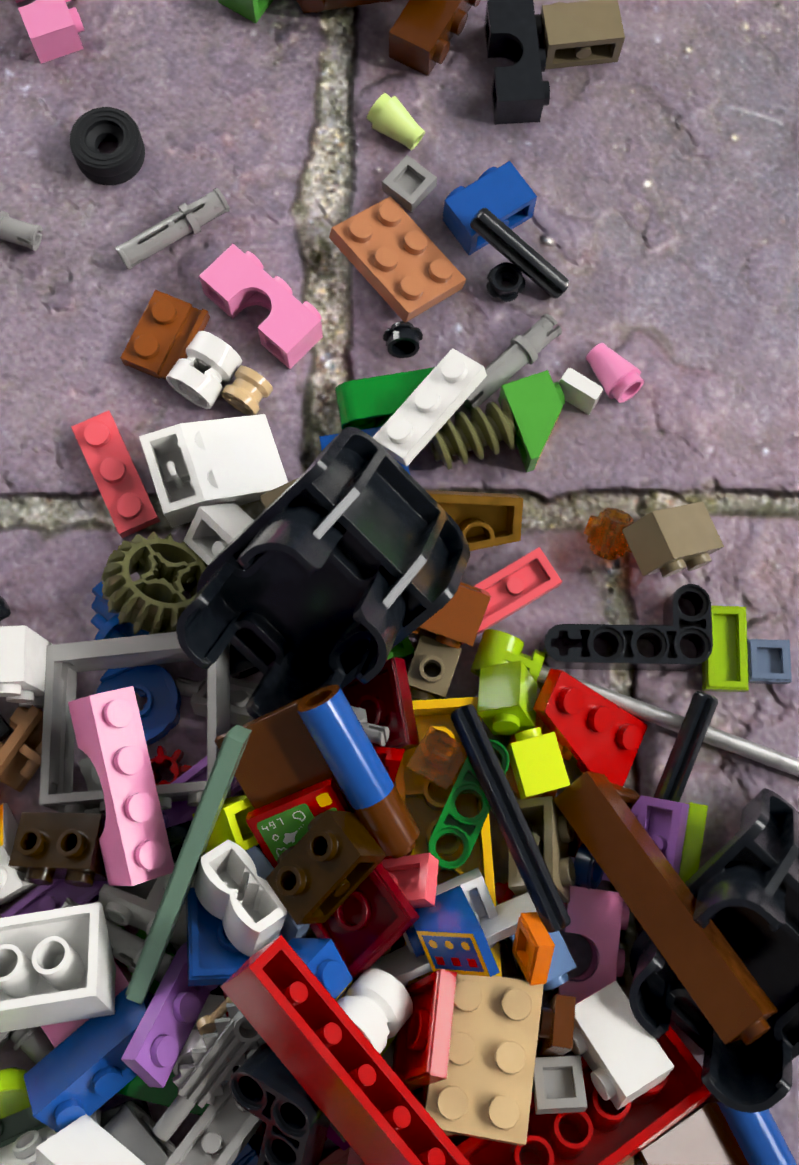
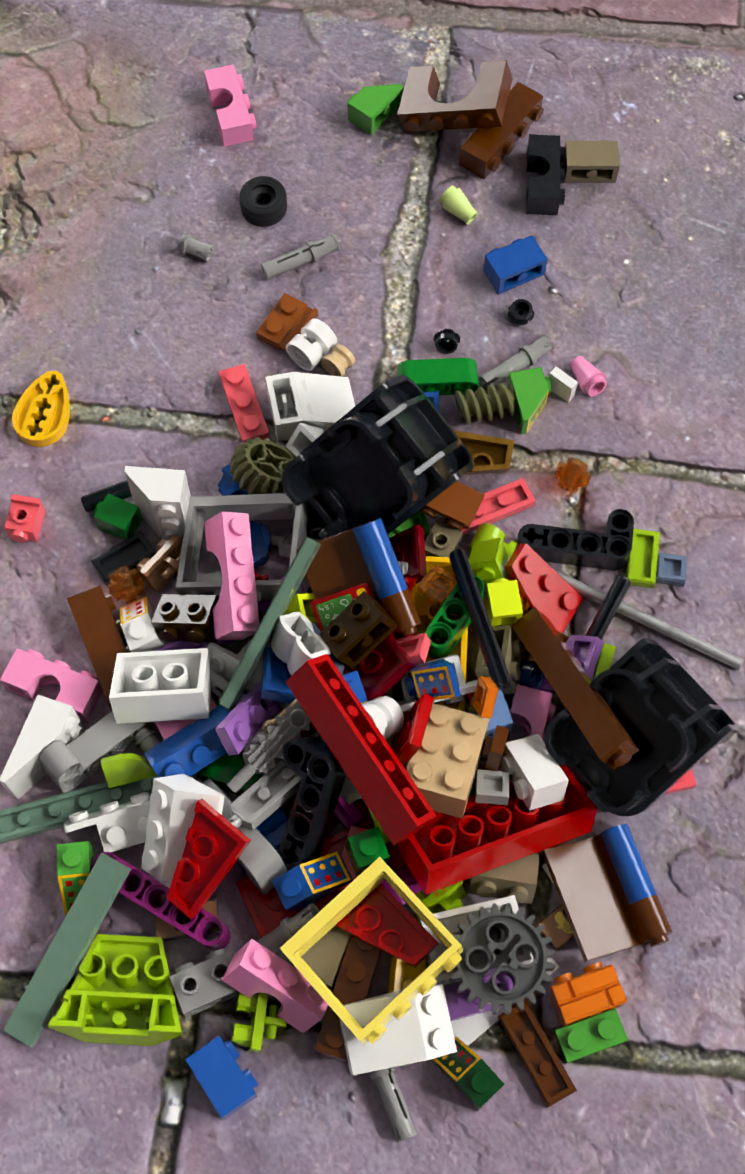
camera: 10 degrees right, 10 degrees down
(239, 282) = (342, 293): bright pink arch -> none
(397, 258) = (449, 290): nougat plate -> none
(409, 183) = (463, 244): light grey plate -> none
(430, 406) = (461, 378): white plate -> none
(519, 253) = (532, 293): black axle -> none
(673, 539) = (613, 479): dark tan brick -> none

